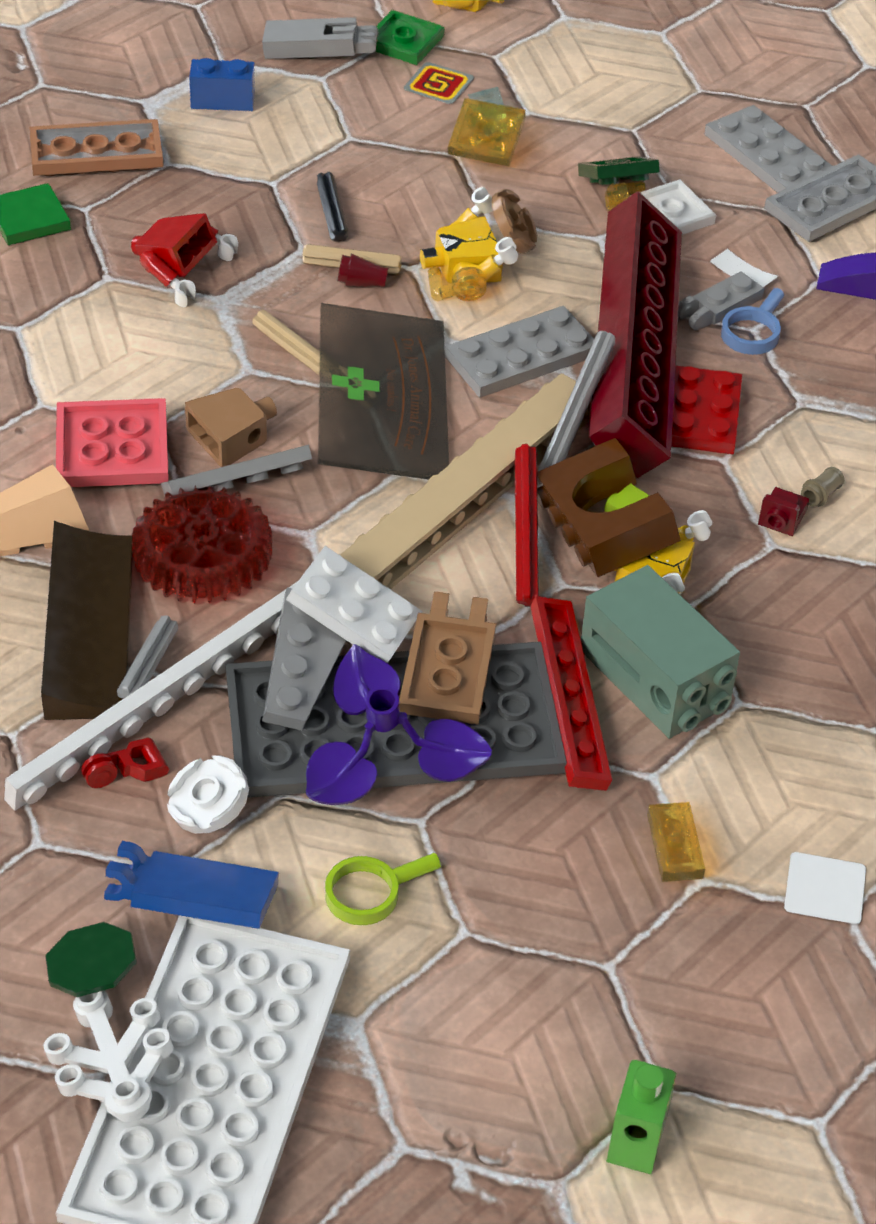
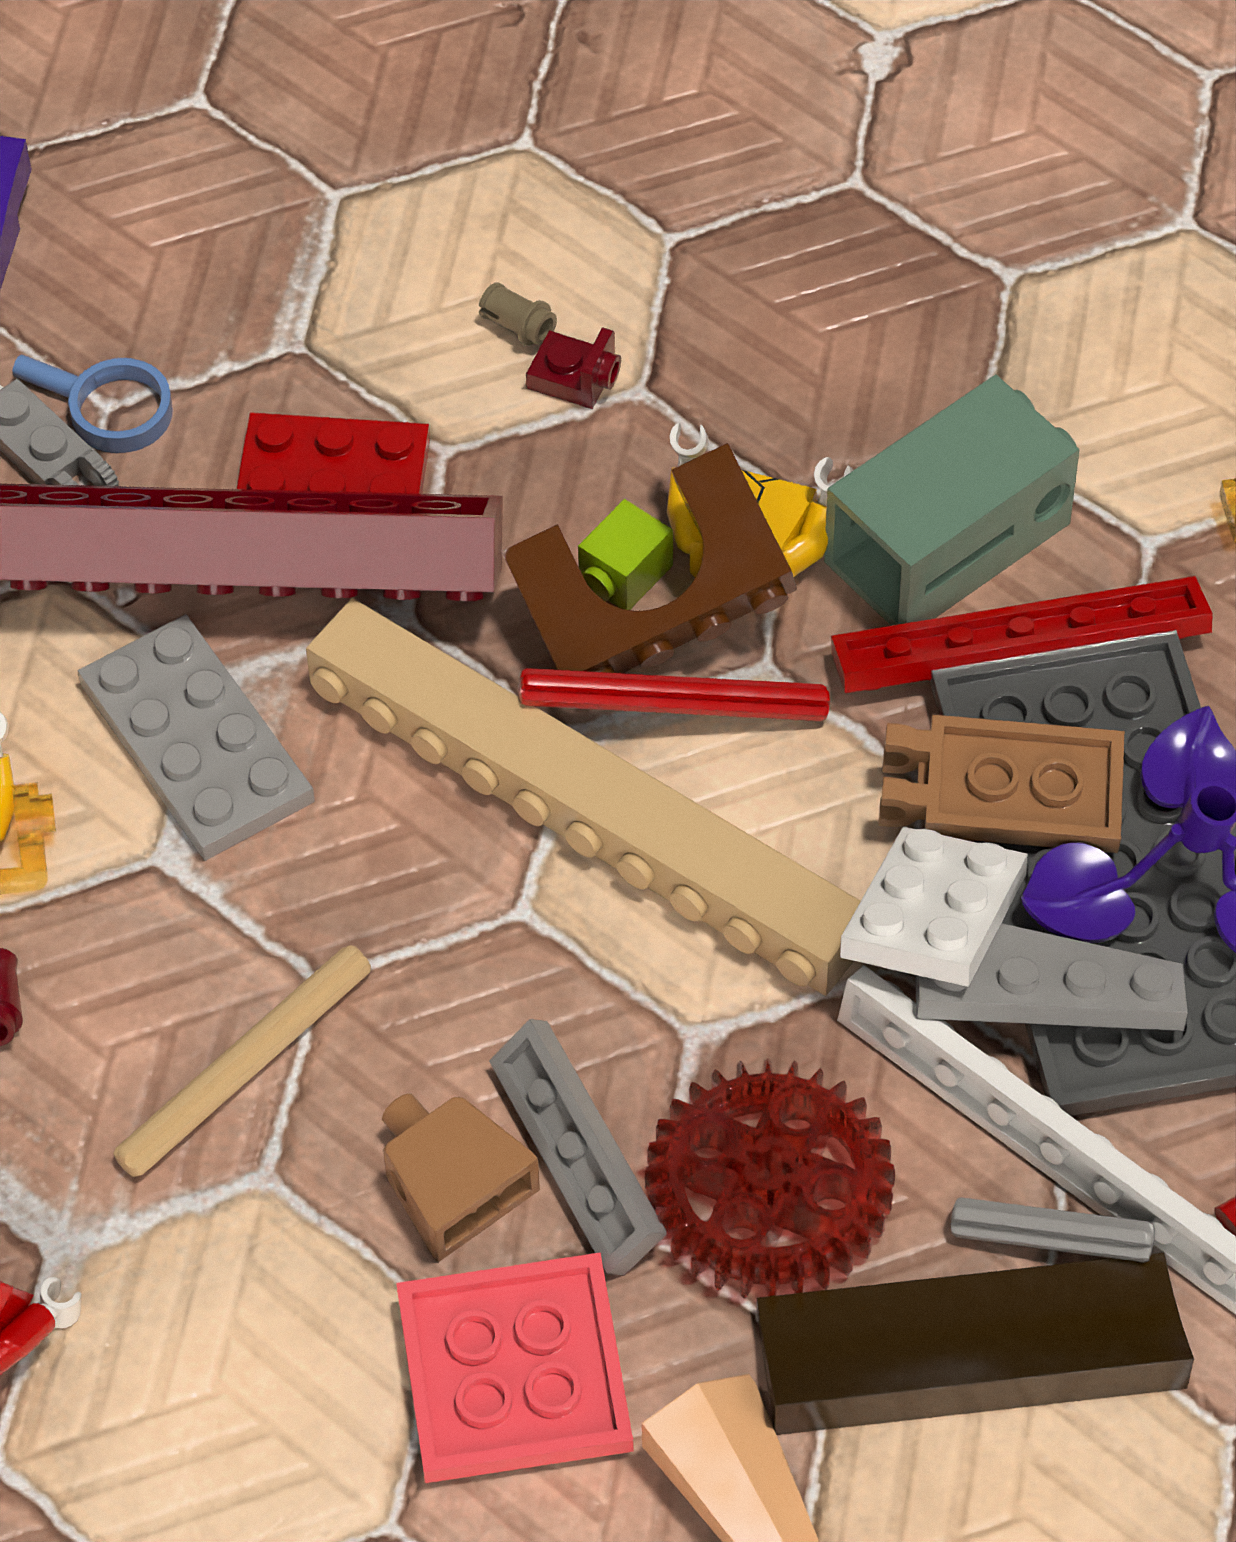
camera: 90 degrees left, 10 degrees up
(382, 392) = (332, 939): clear smoke piece -> none
(579, 399) = (406, 608): light grey axle -> none

